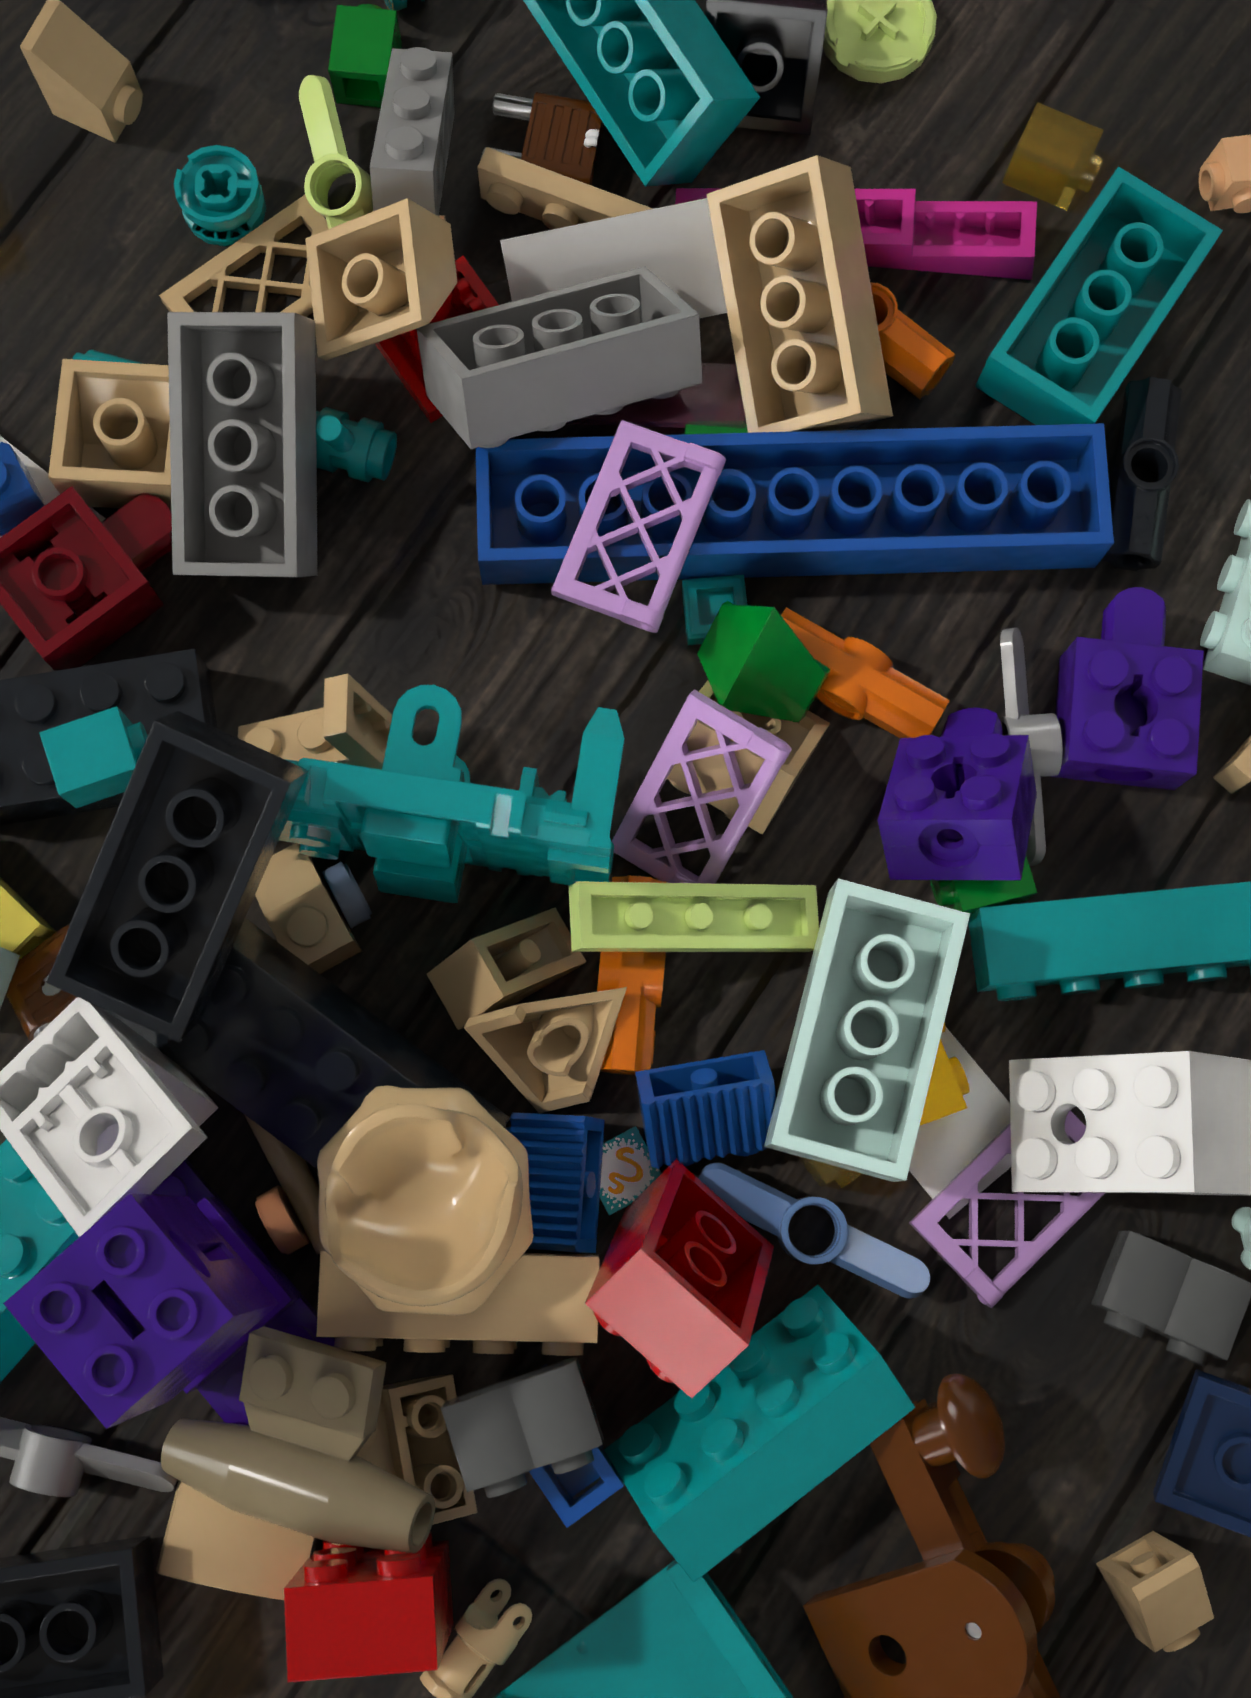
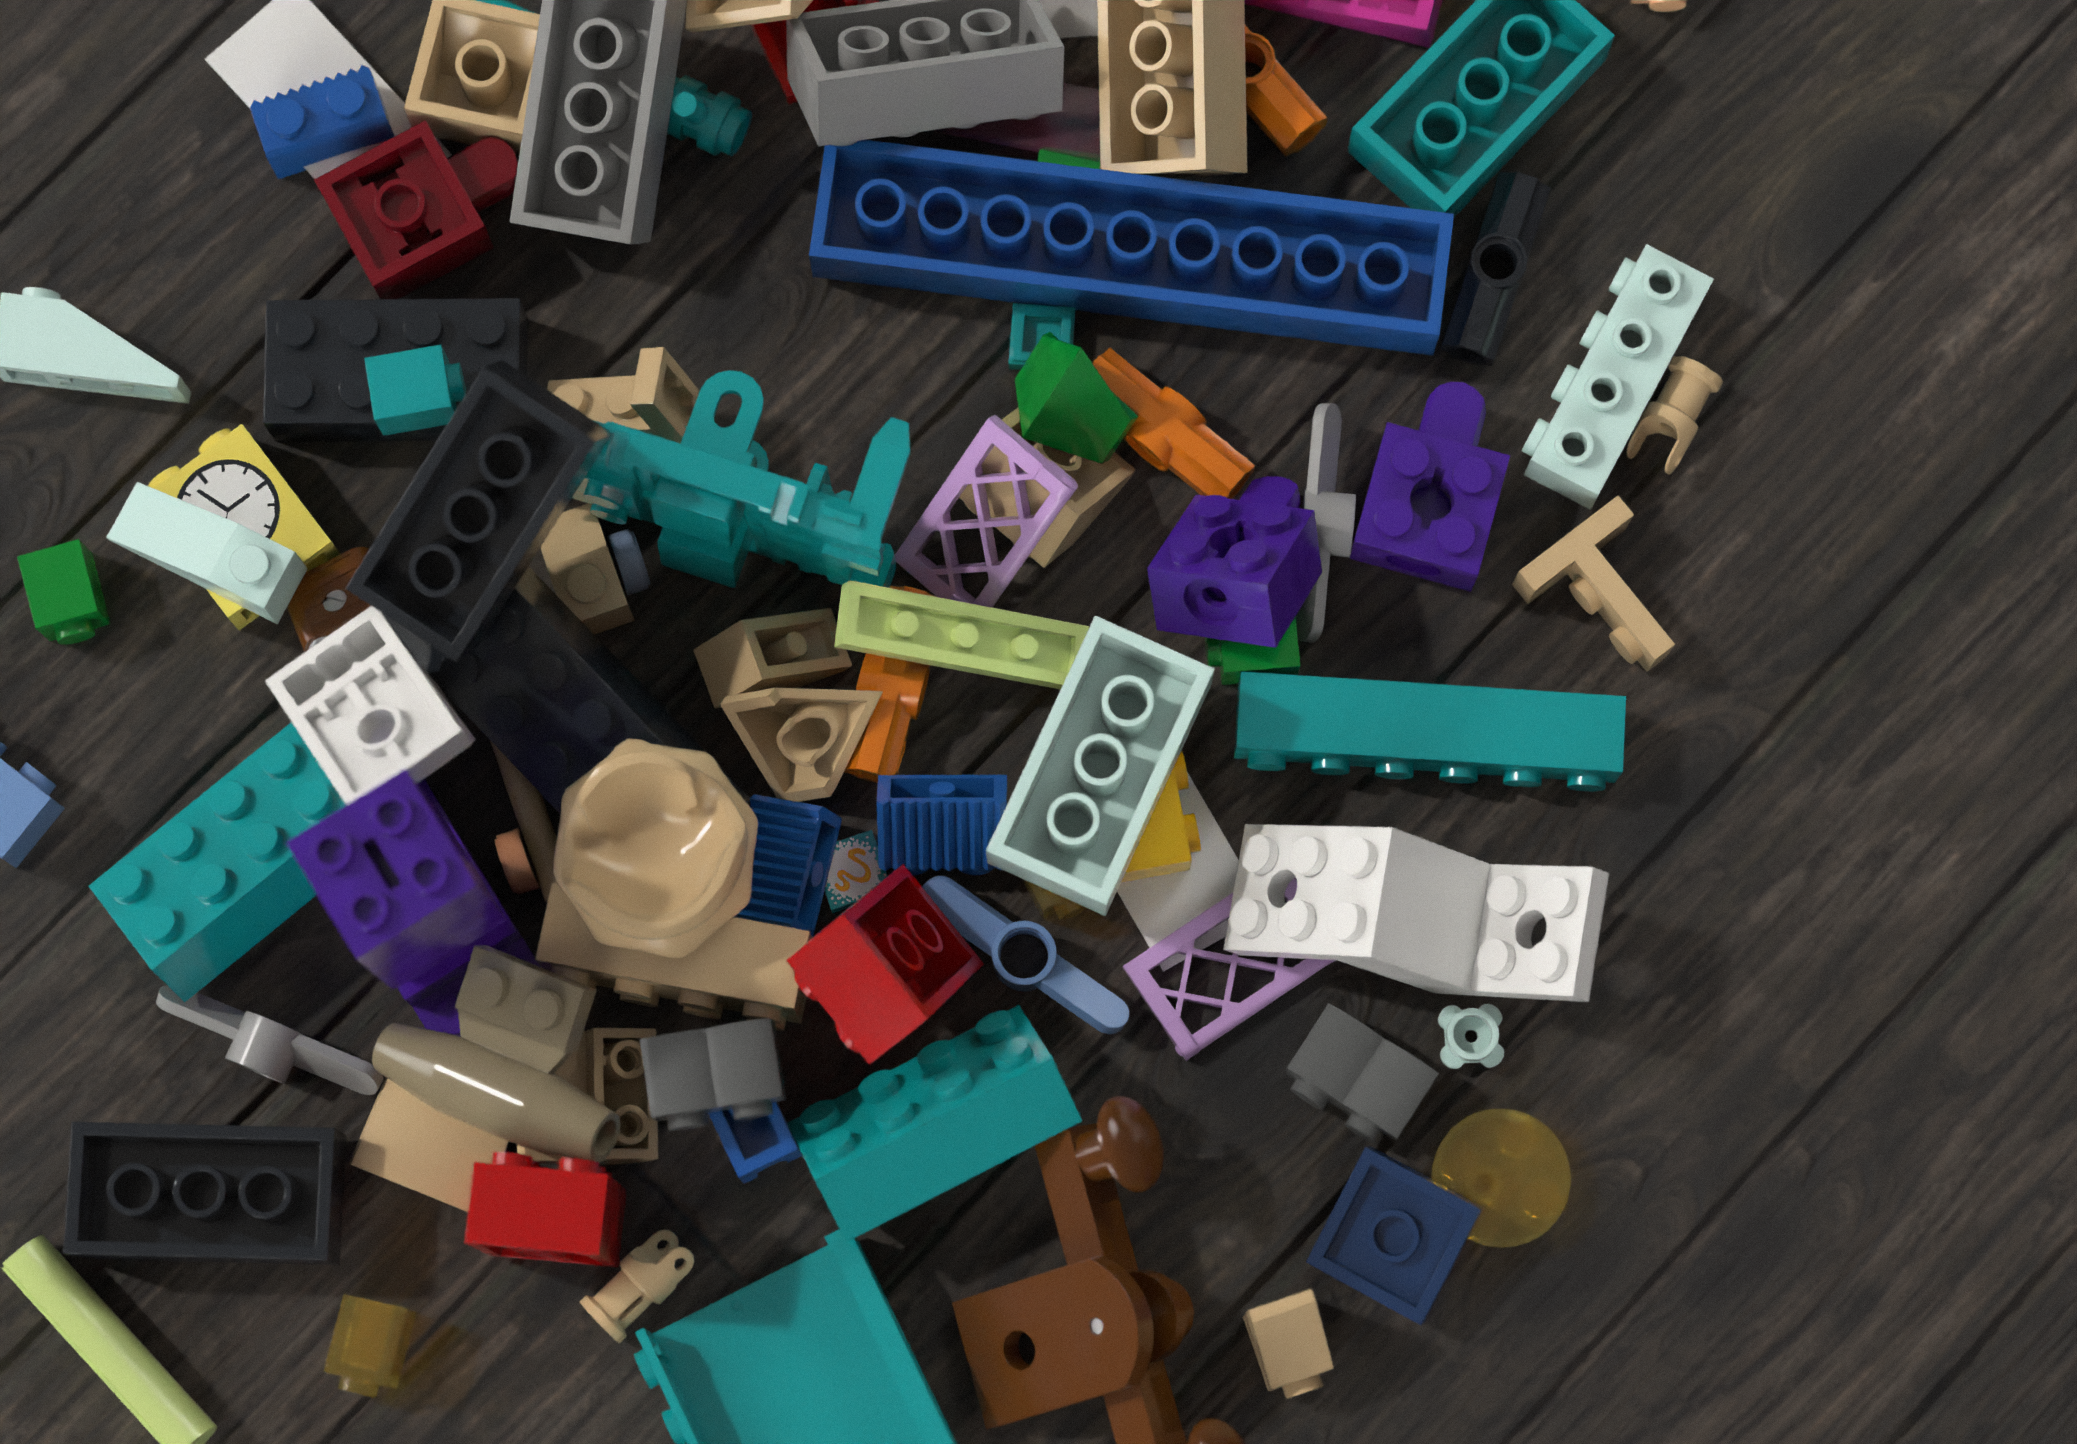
camera: 15 degrees right, 0 degrees up
(610, 484) = (951, 200): lavender window -> none

